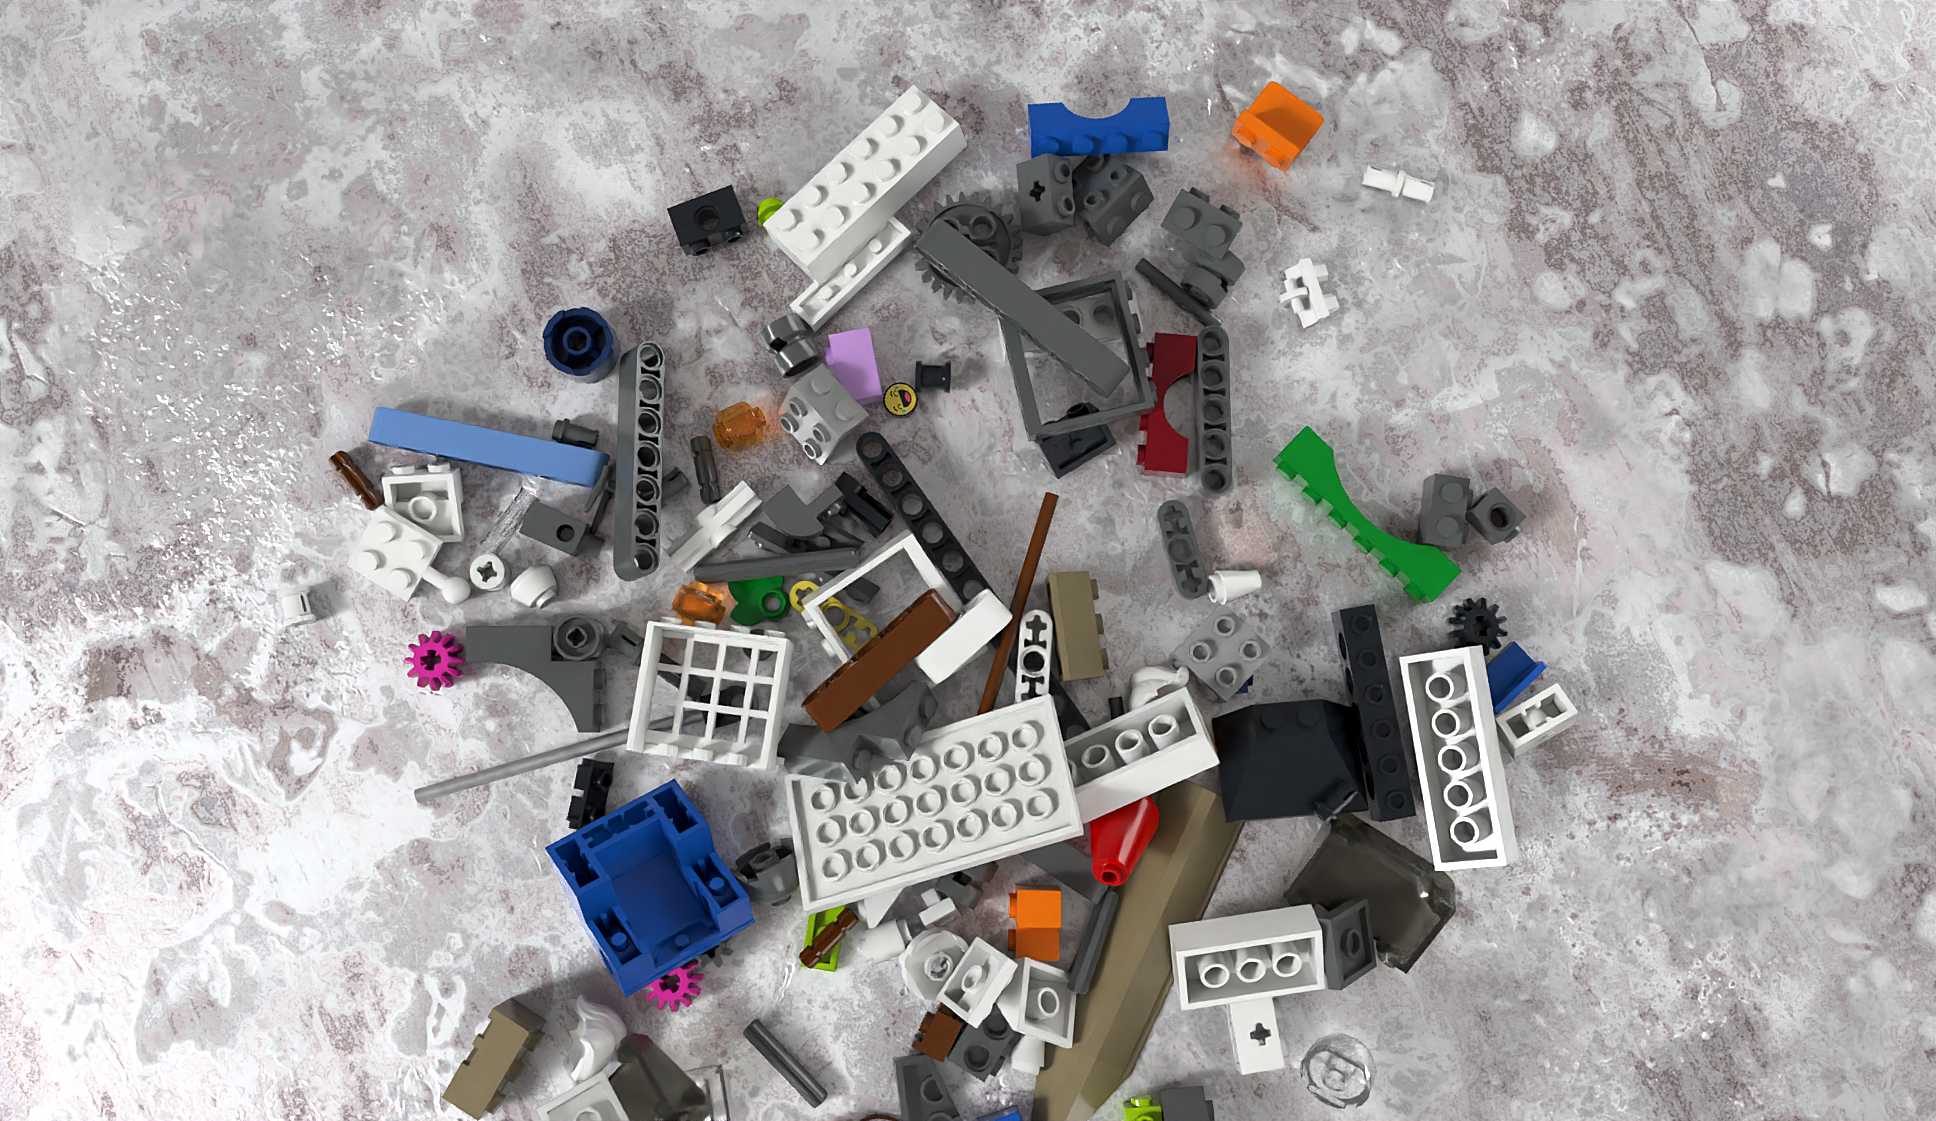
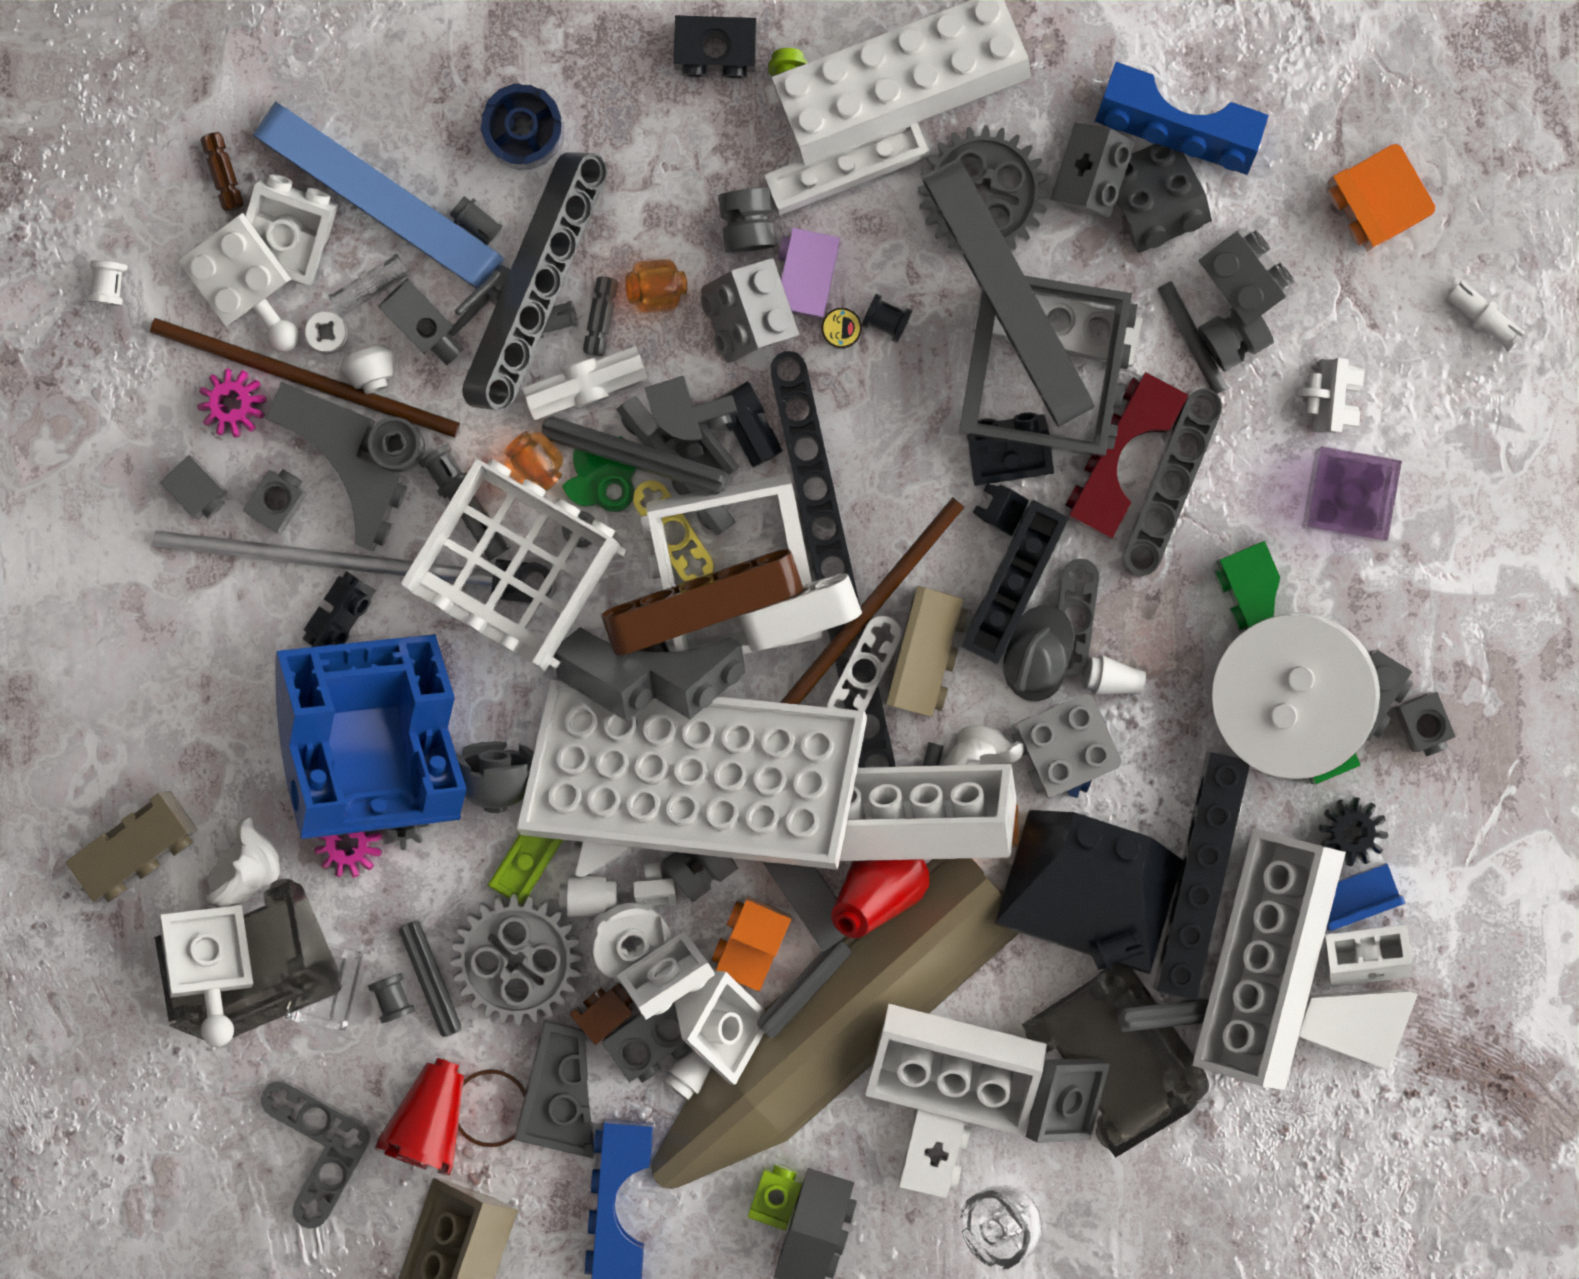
camera: 25 degrees right, 5 degrees up
(431, 742) = (195, 488): none -> dark grey brick
(486, 616) = (304, 377): none -> reddish brown piece
(489, 734) = (258, 506): none -> dark grey brick
(759, 1094) = (391, 998): none -> dark grey bush
(828, 938) = (529, 868): reddish brown axle -> none
(836, 1048) = (490, 984): none -> light grey gear
(1089, 488) = (1004, 509): none -> black tile
(1123, 541) = (1014, 582): none -> black brick
(1166, 590) = (1039, 653): none -> dark grey piece
(1358, 361) = (1351, 494): none -> clear purple brick
(1389, 536) = (1295, 695): none -> white brick
(1394, 840) = (1162, 1015): none -> dark grey axle
(1553, 778) = (1359, 1023): none -> white slope

